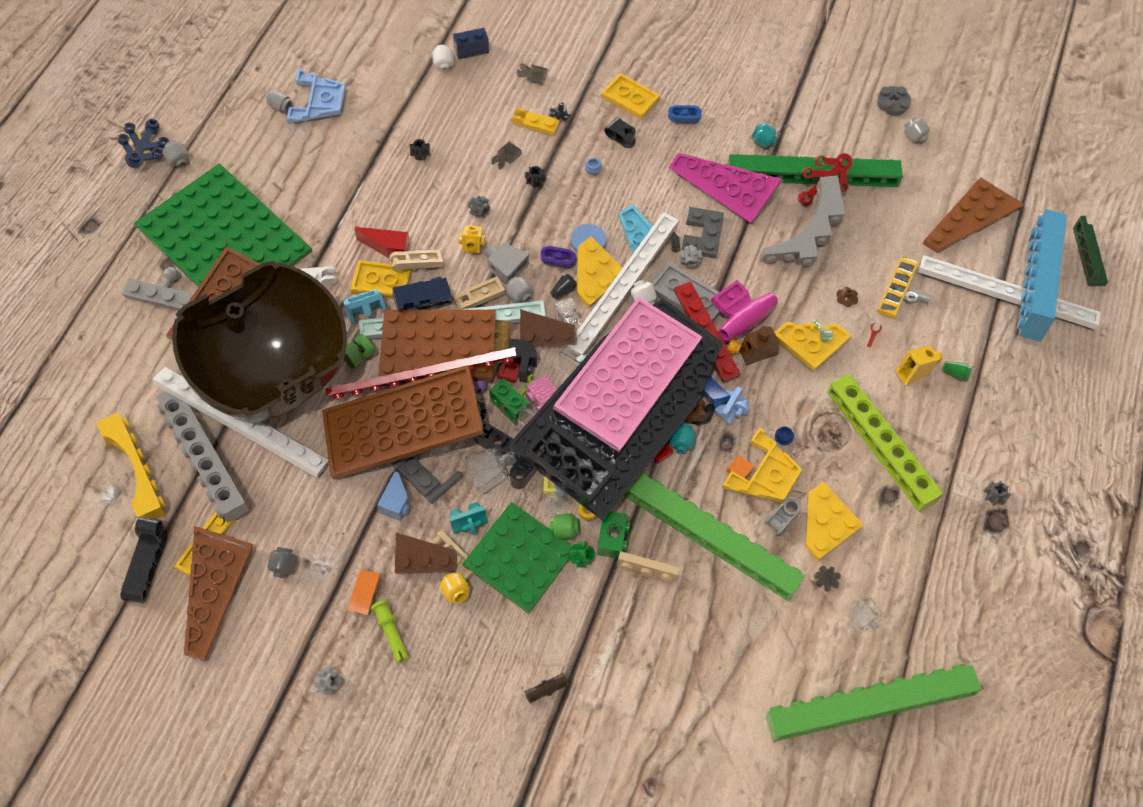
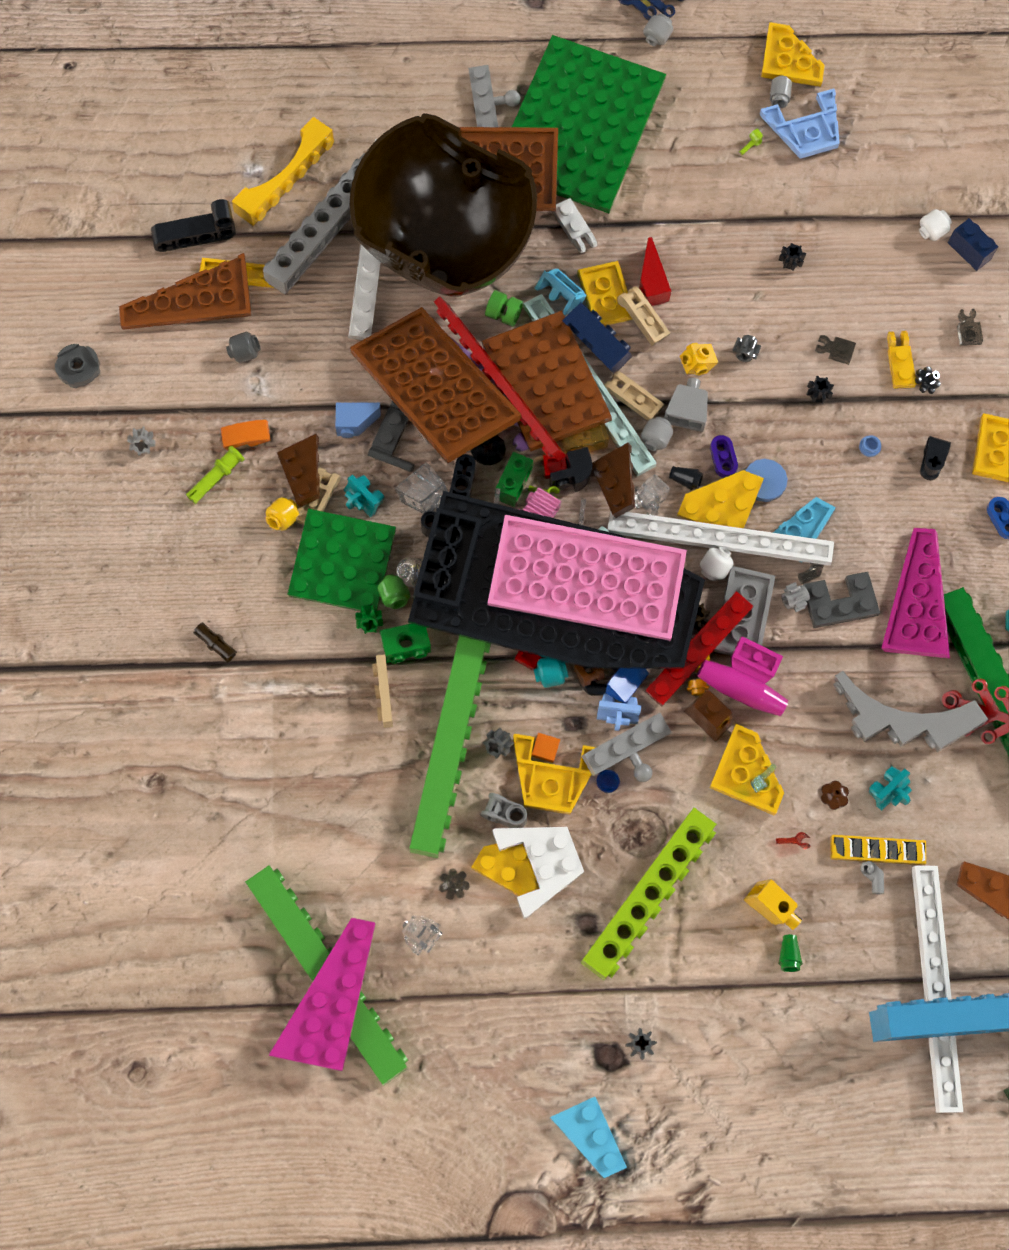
camera: 65 degrees right, 10 degrees up
(229, 721) = (80, 354): none -> dark grey plate
(253, 85) = (790, 57): none -> yellow plate
(306, 132) = (756, 139): none -> lime hand
(726, 498) = (498, 743): none -> dark grey gear
(763, 411) = (628, 745): none -> light grey plate
(836, 496) = (551, 858): none -> white wing
(860, 265) = (895, 791): none -> teal hips
(909, 707) = (325, 1017): none -> dark pink wing
(1051, 556) = (591, 1135): none -> medium azure wing

